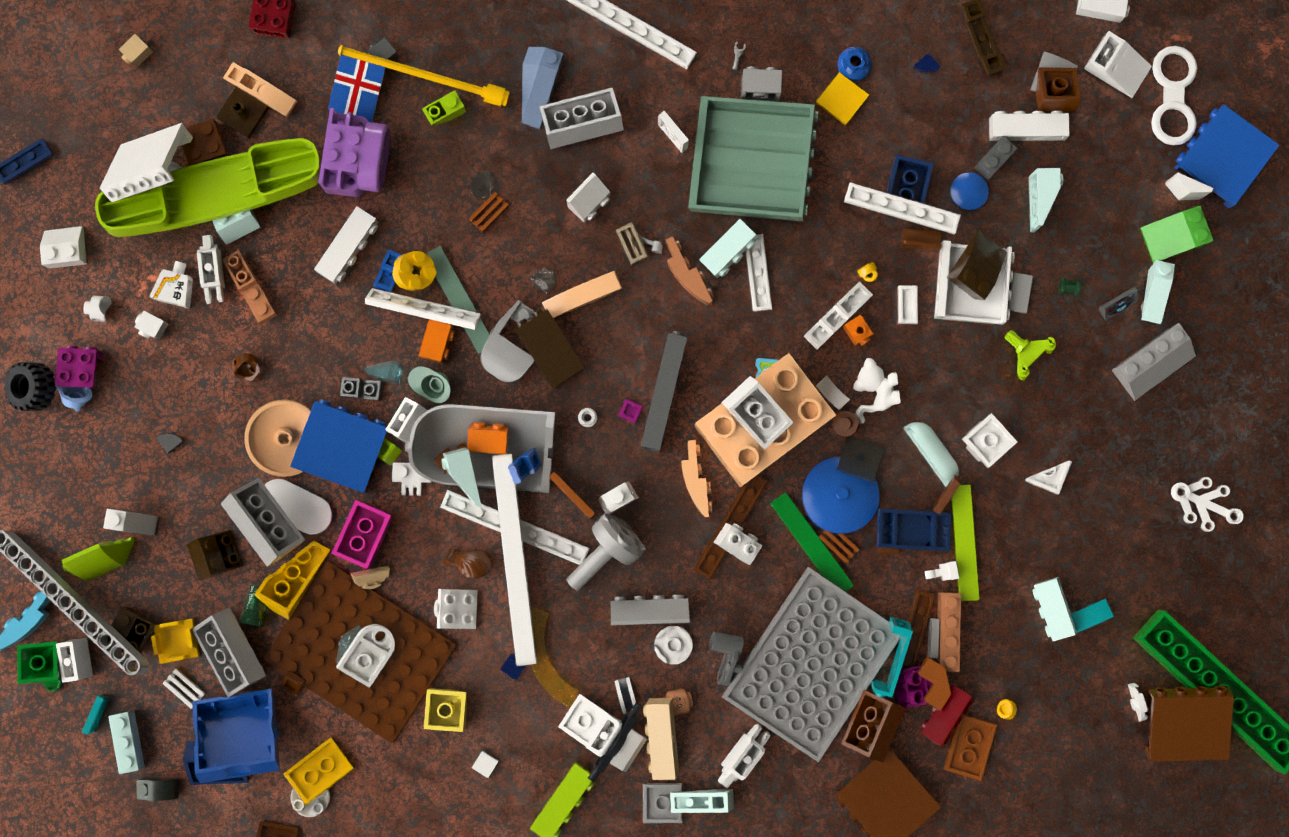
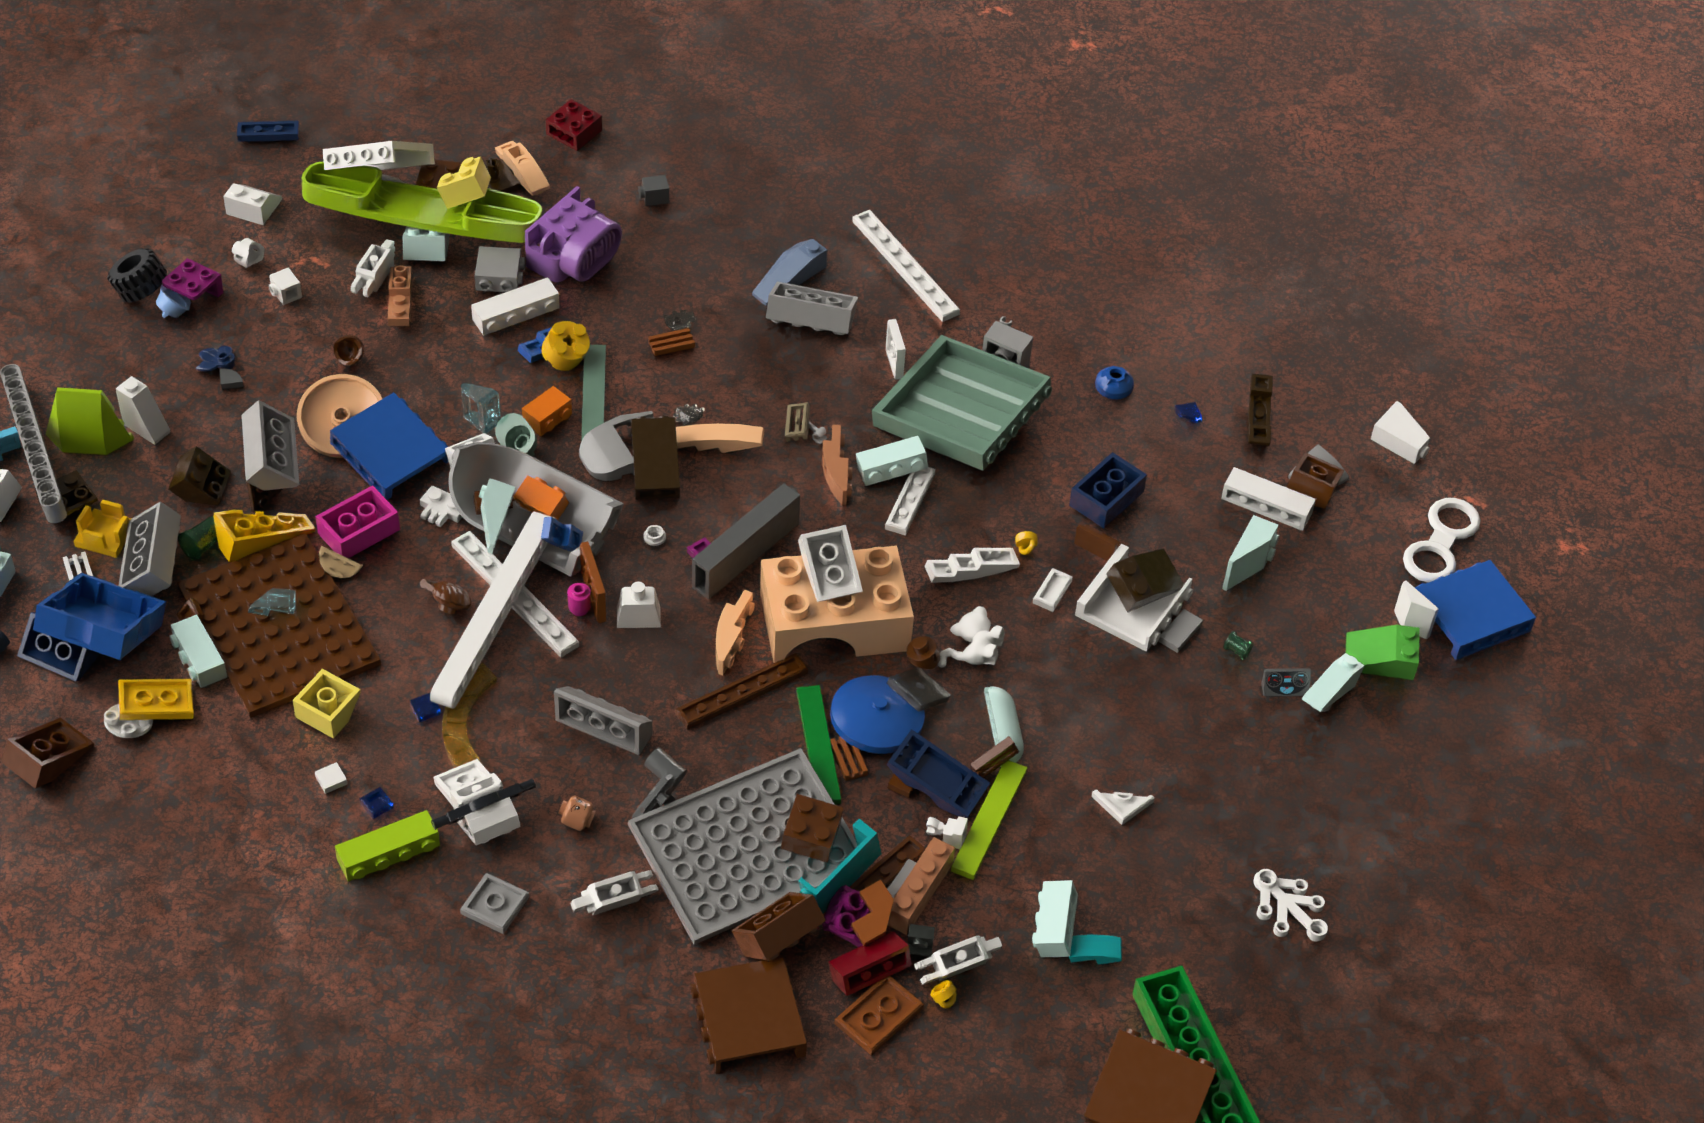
camera: 25 degrees right, 35 degrees down
(135, 51) = (430, 99): tan brick -> none
(143, 427) = (216, 358): none -> dark blue plate
(173, 286) = (328, 268): white torso -> none
(238, 155) = (466, 184): none -> light yellow slope
(305, 510) = (317, 484): white tile -> none
(310, 215) = (499, 269): none -> light grey brick
(320, 713) = (197, 651): none -> light aqua brick
(361, 77) = (625, 190): flag -> none
(361, 389) = (445, 419): dark grey slope -> none
(367, 655) = (283, 615): white tile -> none
(389, 452) = (433, 476): lime slope -> none
(423, 308) = (554, 379): white tile -> none
(444, 109) = (685, 248): lime slope -> none
(456, 609) = (404, 627): white plate -> none
(529, 766) = (376, 803): none -> clear blue tile
(571, 519) = (579, 599): none -> dark pink brick
(588, 198) = (776, 362): white slope -> none
(615, 541) = (610, 633): light grey piece -> none
(625, 694) = (525, 798): sticker -> none
(662, 738) = (536, 830): tan brick -> none
(673, 645) = (608, 766): white tile -> none
(702, 801) = (542, 914): light aqua slope -> none
(737, 543) = (738, 700): white brick -> none
(832, 393) = (923, 623): white sticker -> none
(842, 98) = (1085, 402): yellow tile -> none
(855, 635) = (812, 828): none -> reddish brown brick
(858, 331) = (985, 583): orange brick -> none
(902, 208) = (1092, 493): white tile -> none
(969, 191) = (1175, 526): blue dish -> none
(972, 678) = (921, 940): none -> pearl dark grey brick
(988, 440) = (1069, 733): white panel -> none
(995, 158) = (1217, 507): dark grey brick -> none
(1005, 680) = (958, 958): none -> white hinge
(1028, 351) = (1160, 677): lime axle -> none
(1118, 64) = (1391, 486): white slope -> none
(1138, 702) = (1101, 1055): white plate -> none
(1155, 361) = (1299, 747): light grey slope -> none

